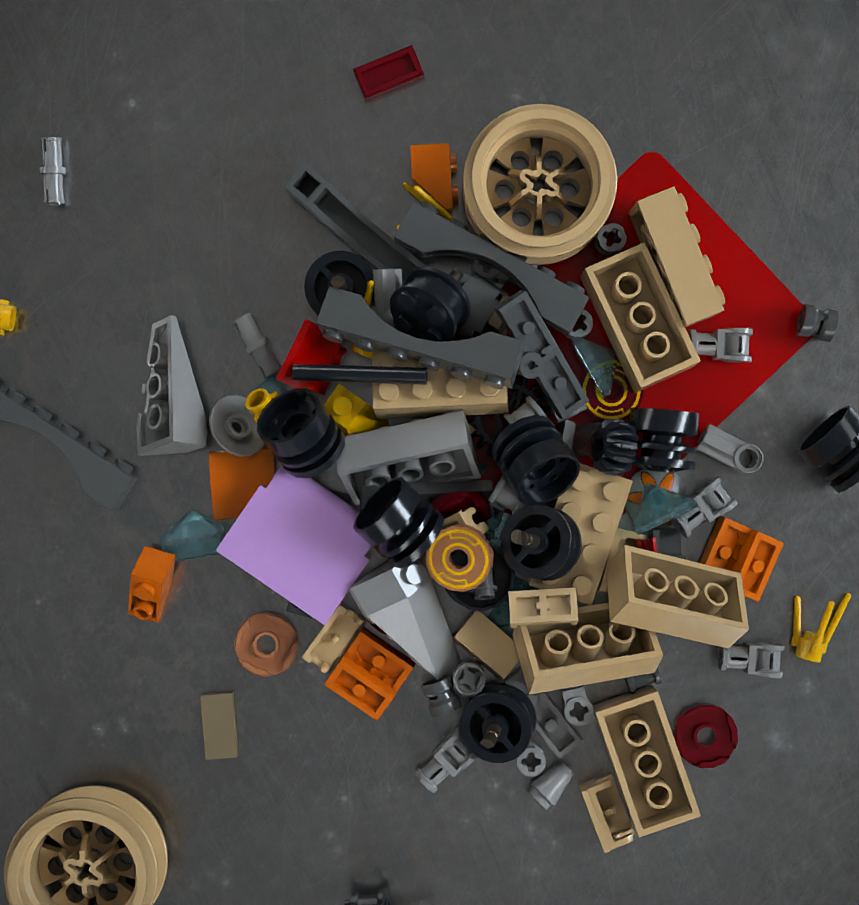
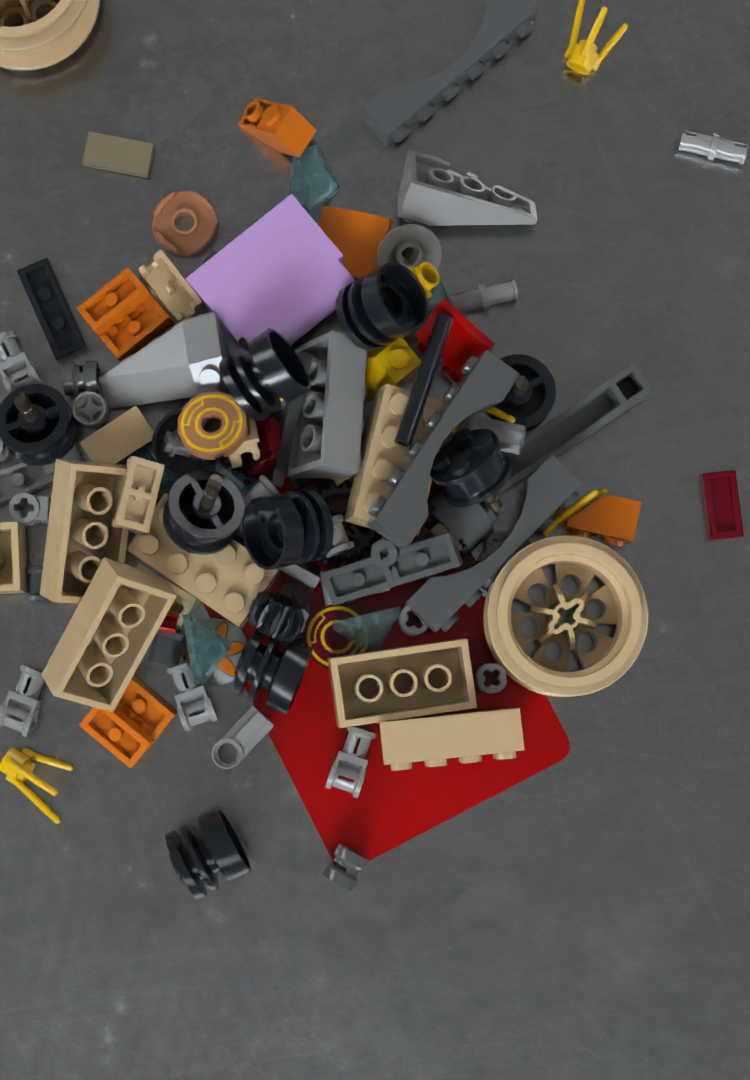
camera: 100 degrees right, 5 degrees down
(383, 742) = (52, 310): none -> black tile

